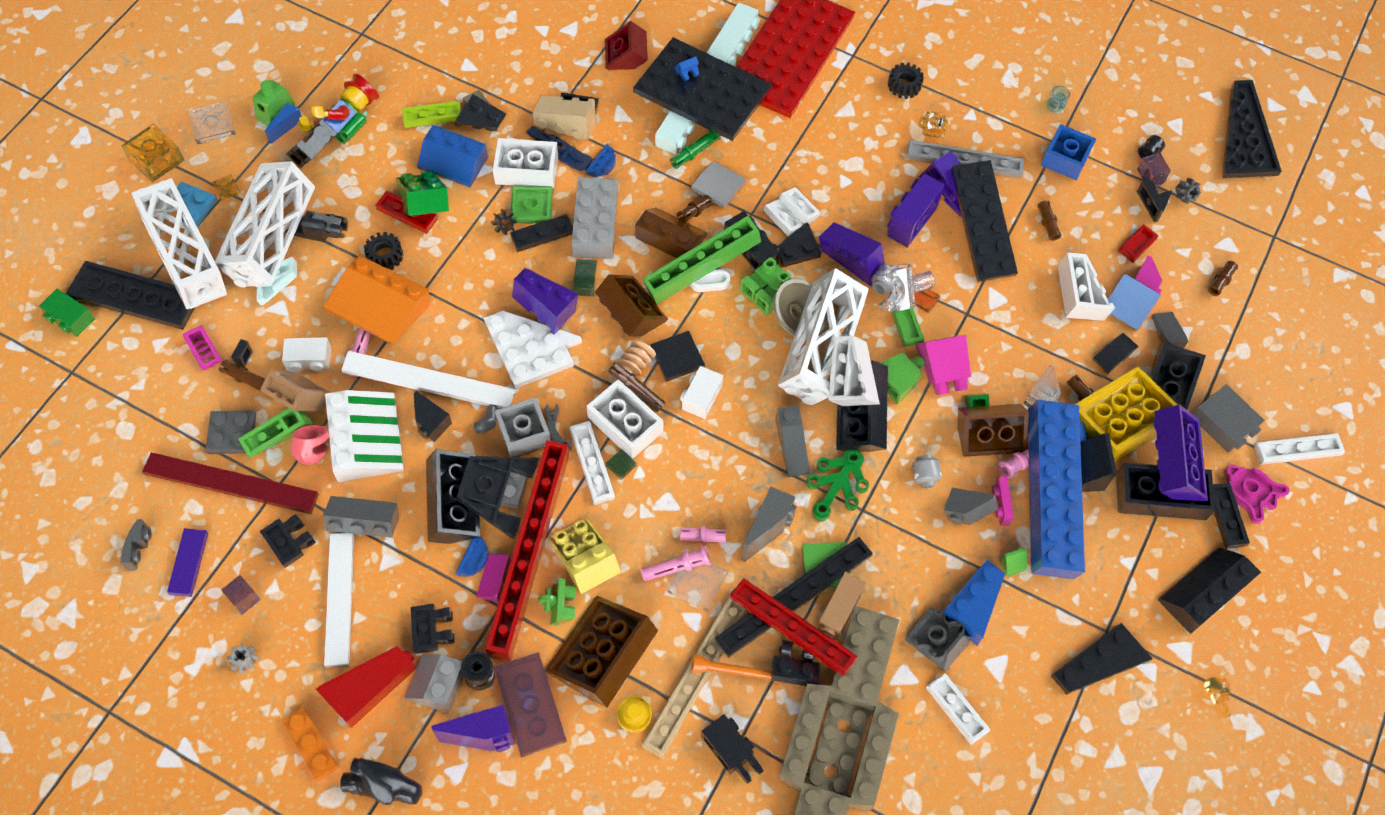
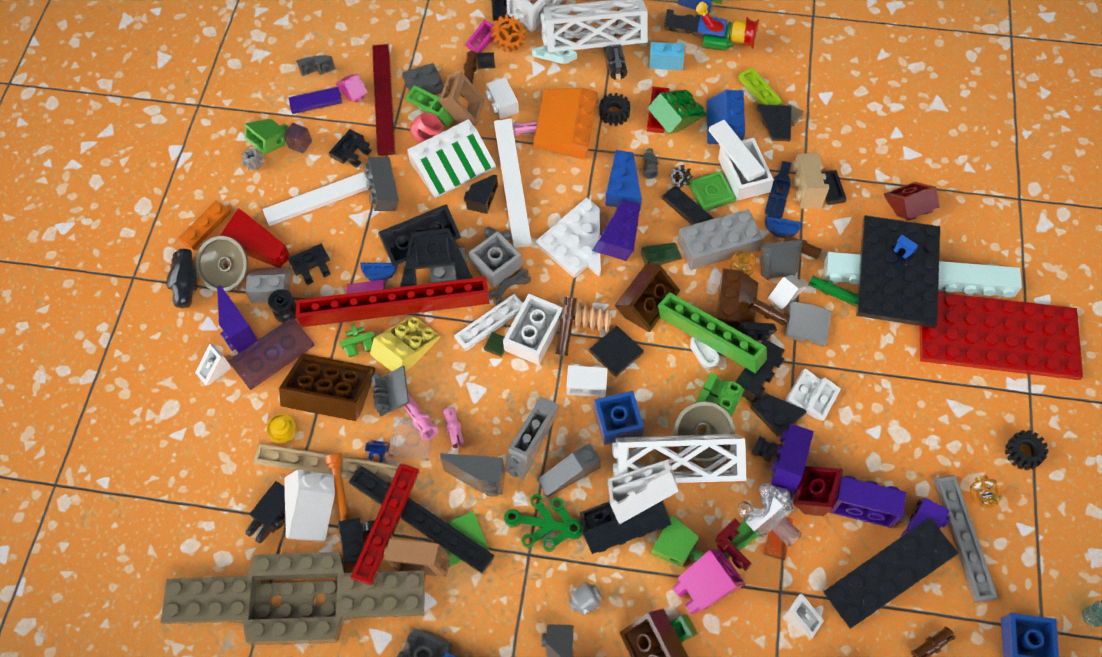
camera: 75 degrees right, 0 degrees up
(195, 512) = (352, 87): none -> slope
(217, 630) = (265, 135): none -> bright green torso
(219, 316) = (501, 34): none -> orange gear
(342, 177) = (666, 56): none -> medium azure brick
(403, 730) = (213, 259): none -> dark tan dish
(480, 246) = (651, 162): none -> dark grey piece
(483, 275) = (623, 180): none -> blue wedge
(507, 157) = (736, 150): none -> white tile
(521, 775) = (212, 365): none -> white slope
(632, 208) = (744, 262): none -> clear yellow head
(634, 155) = (806, 248): none -> reddish brown pin
(638, 581) = (390, 391): none -> dark grey hinge
(644, 176) = (780, 259): none -> dark grey slope
(677, 187) = (786, 291): none -> white slope
(697, 617) = (377, 447): none -> clear blue tile
(714, 224) = (757, 331): none -> black wing
(742, 701) = (308, 505): none -> white slope
(745, 460) = (530, 438): none -> light grey slope
(756, 376) = (618, 417): none -> blue brick
(834, 262) = (764, 449): none -> black wheel
(896, 236) = (818, 490): none -> dark red slope
(911, 334) = (730, 532): none -> dark red bracket
(995, 303) = (803, 616): none -> white slope

